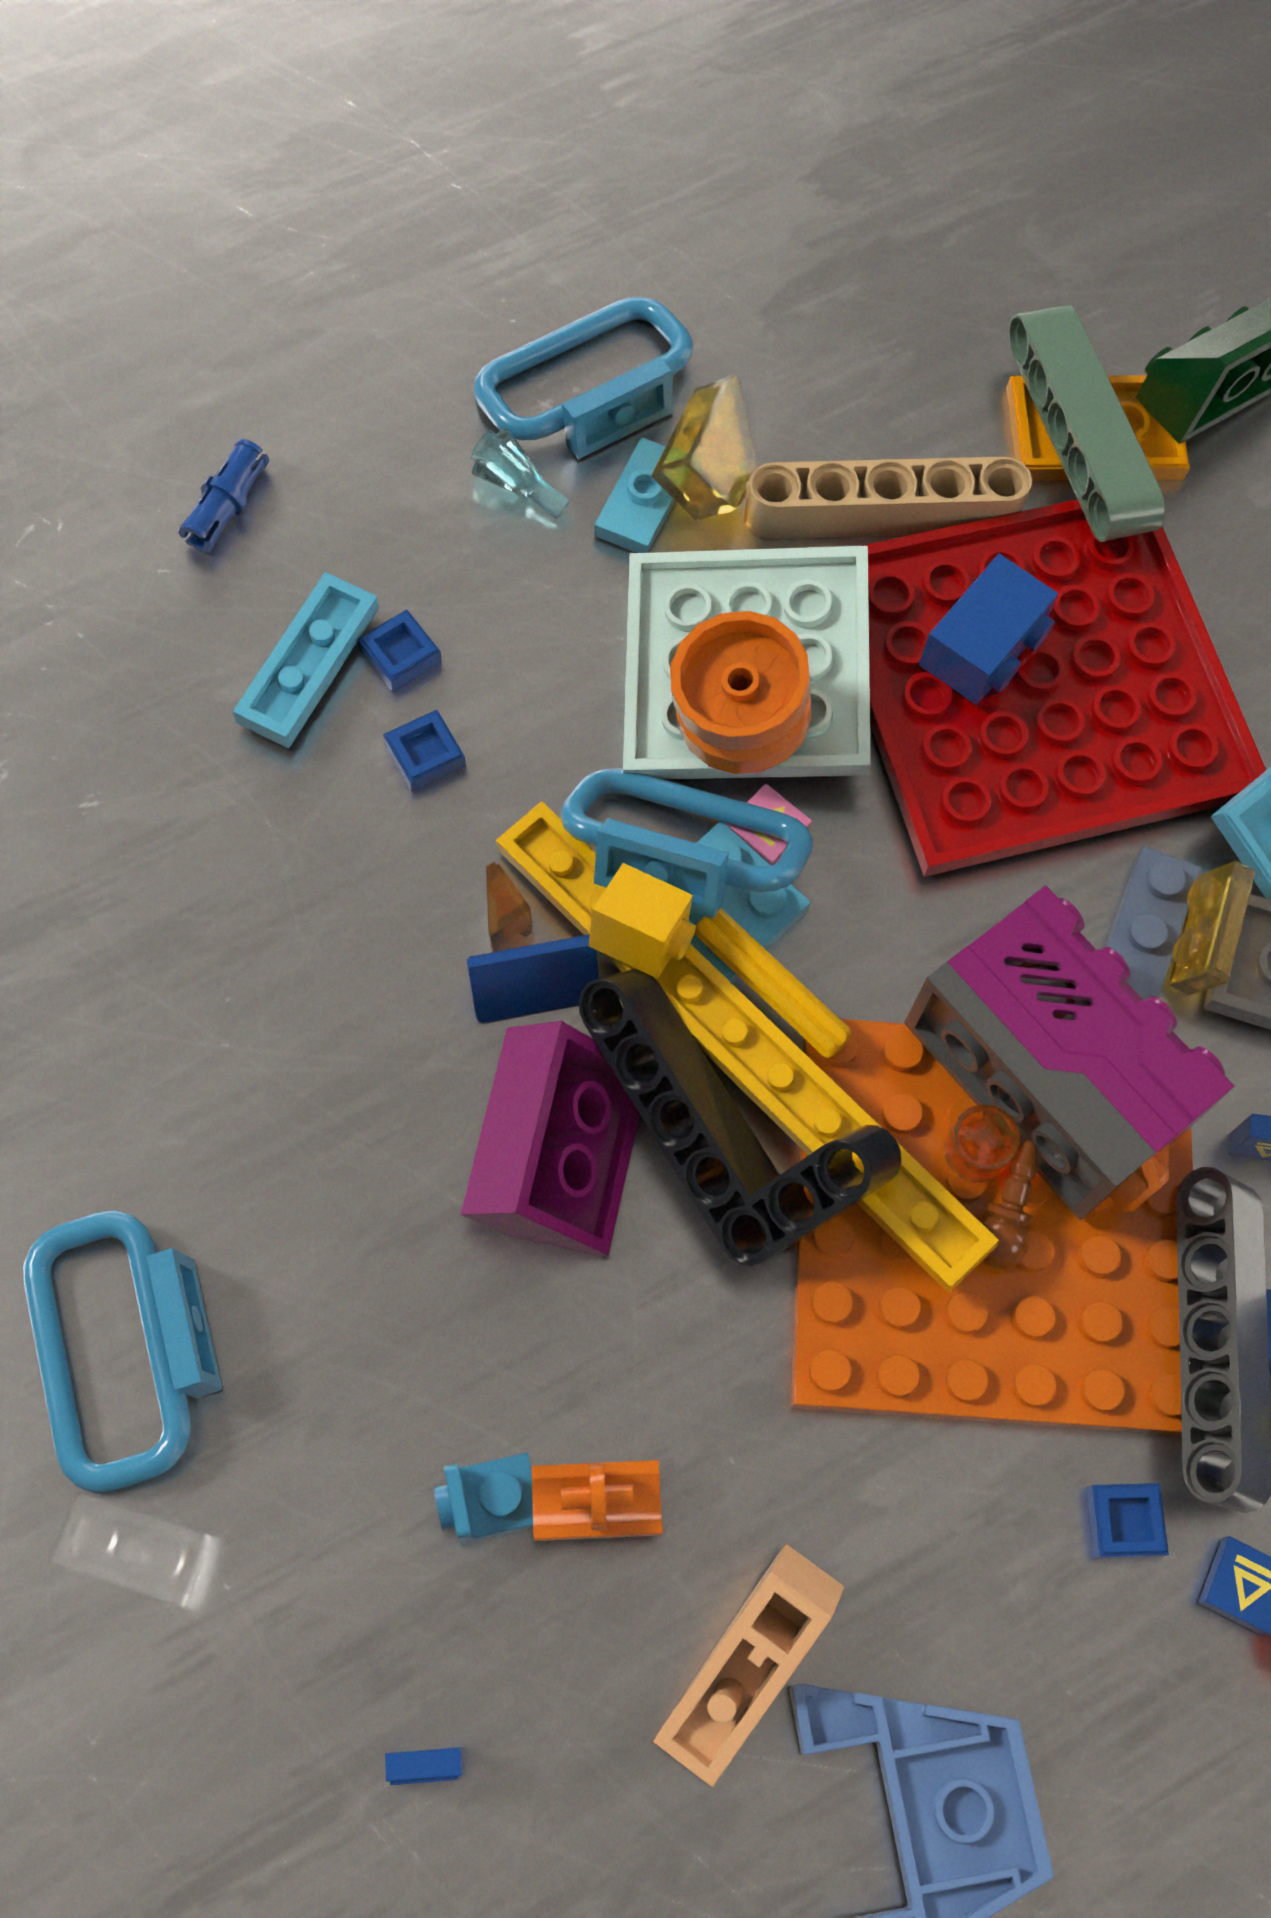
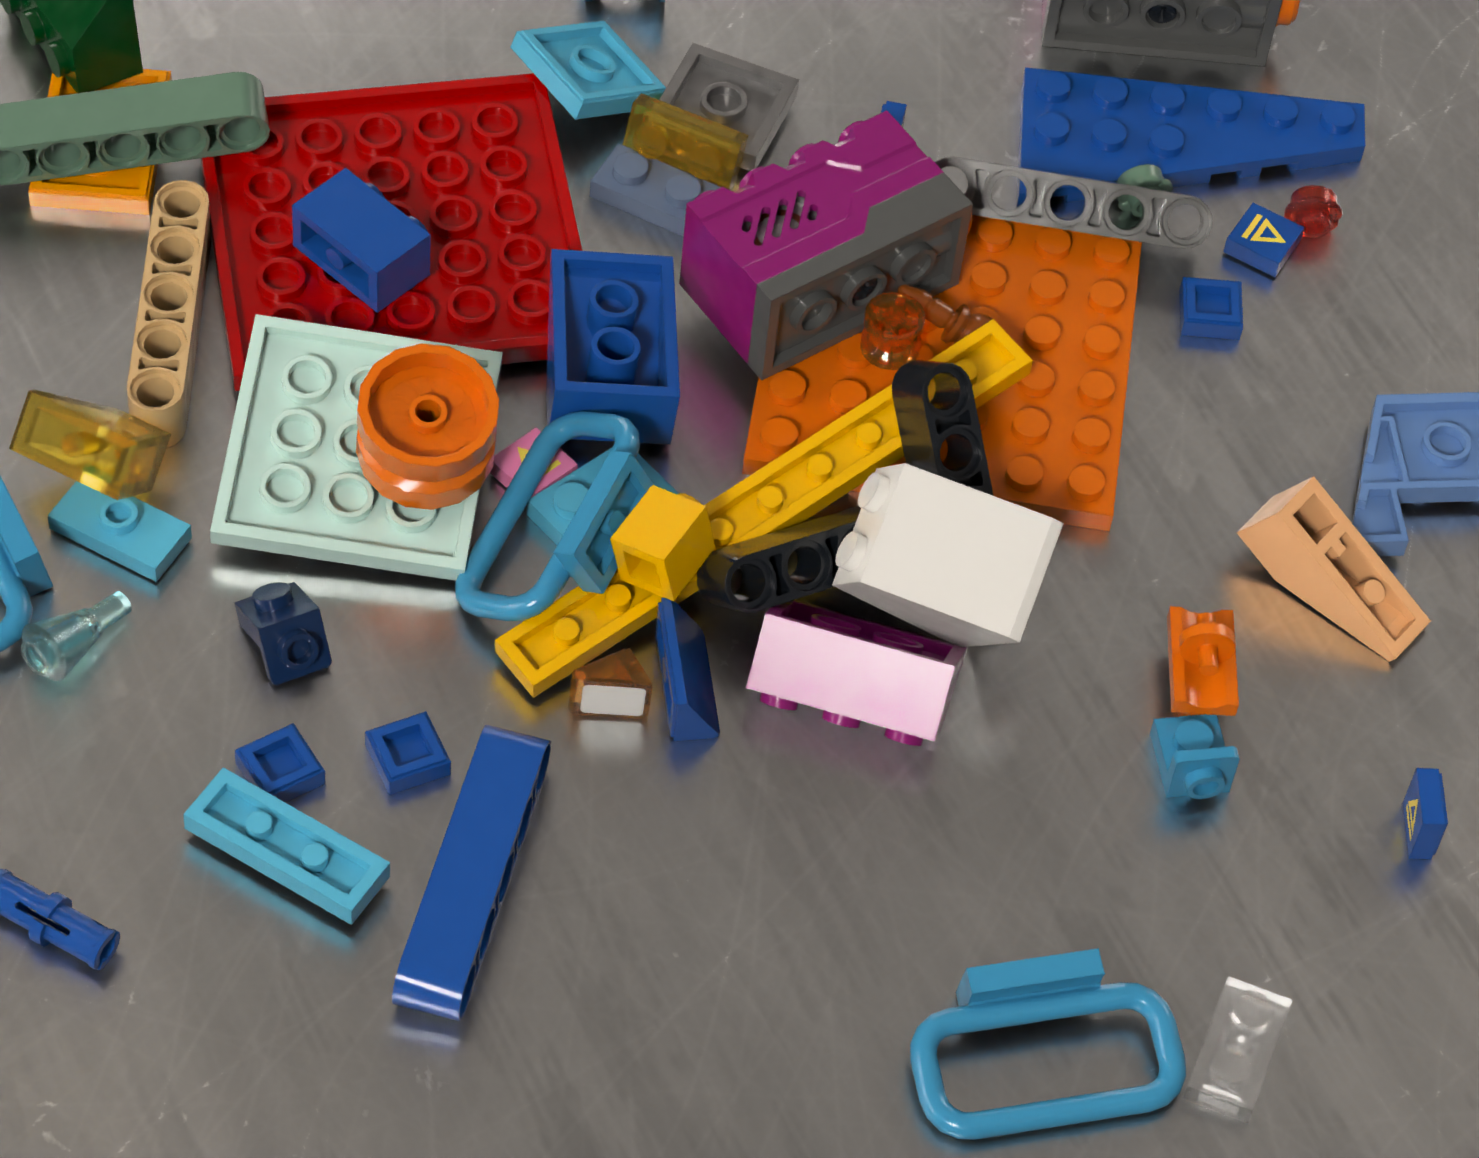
camera: 85 degrees left, 15 degrees down
(289, 809) = (471, 873): none -> blue beam
(539, 629) = (286, 630): none -> dark blue bracket
(656, 1197) = (946, 556): none -> white slope
(773, 983) = (732, 456): yellow axle -> none
(909, 867) = (613, 340): none -> blue slope

